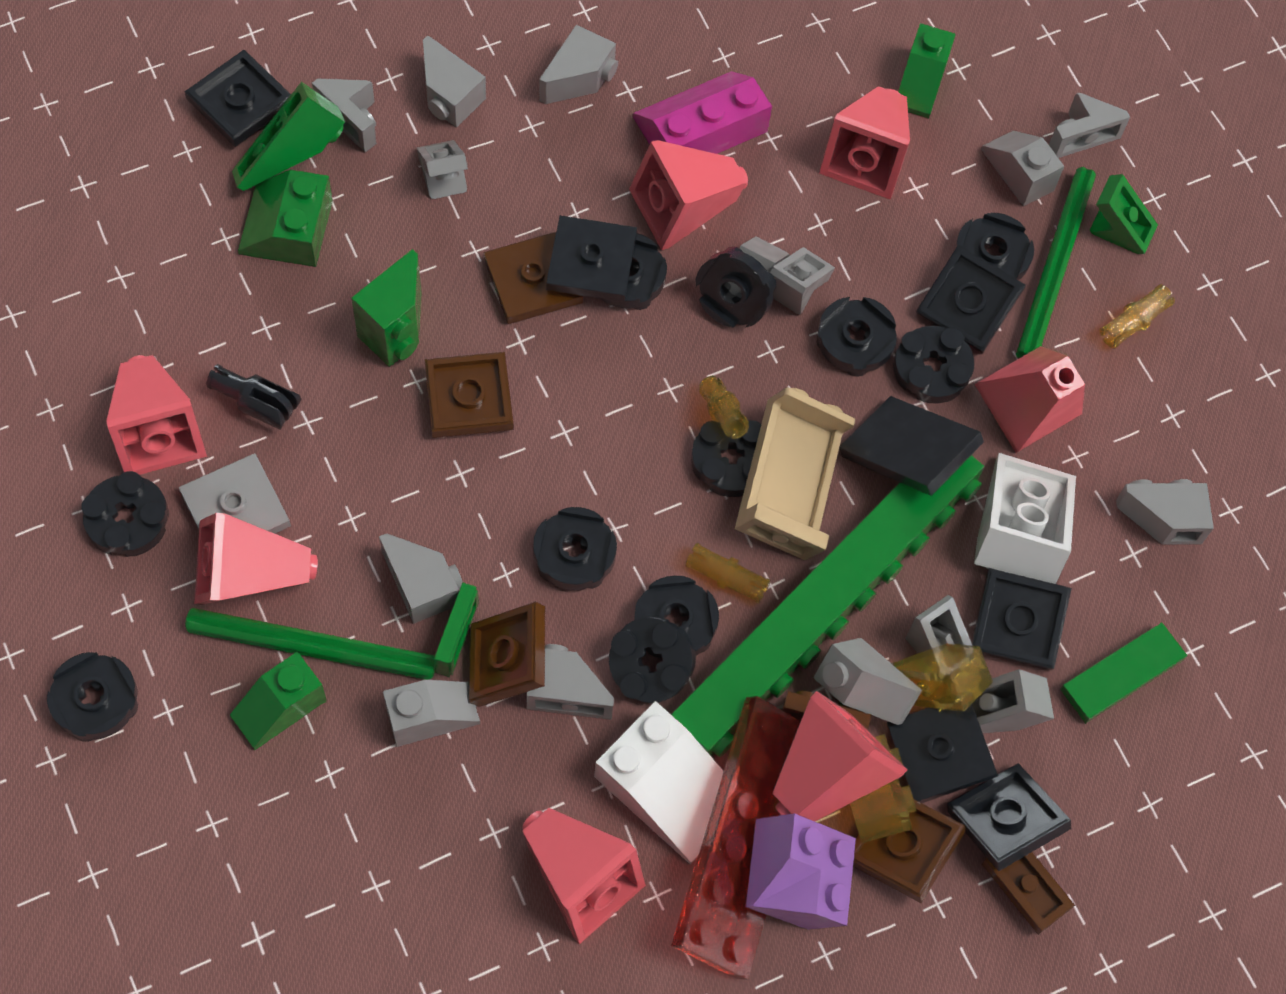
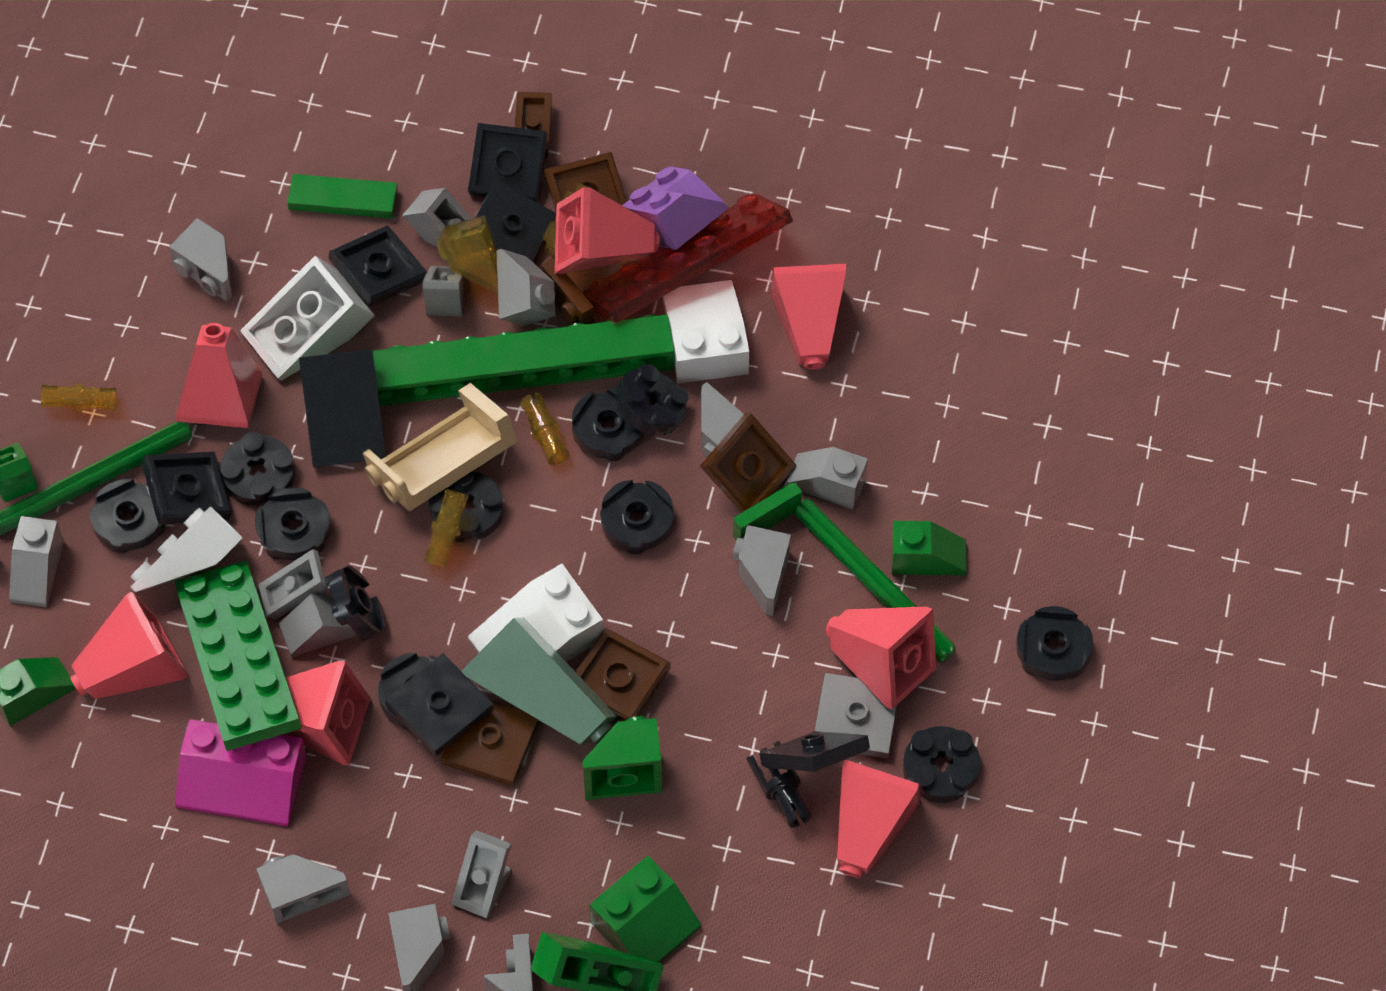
camera: 135 degrees left, 5 degrees down
(229, 407) = (814, 751): none -> black plate
(519, 326) = (539, 681): none -> sand green slope
(568, 388) = (554, 609): none -> white slope
(788, 183) = (237, 655): none -> plate
(907, 247) = (197, 549): none -> white slope

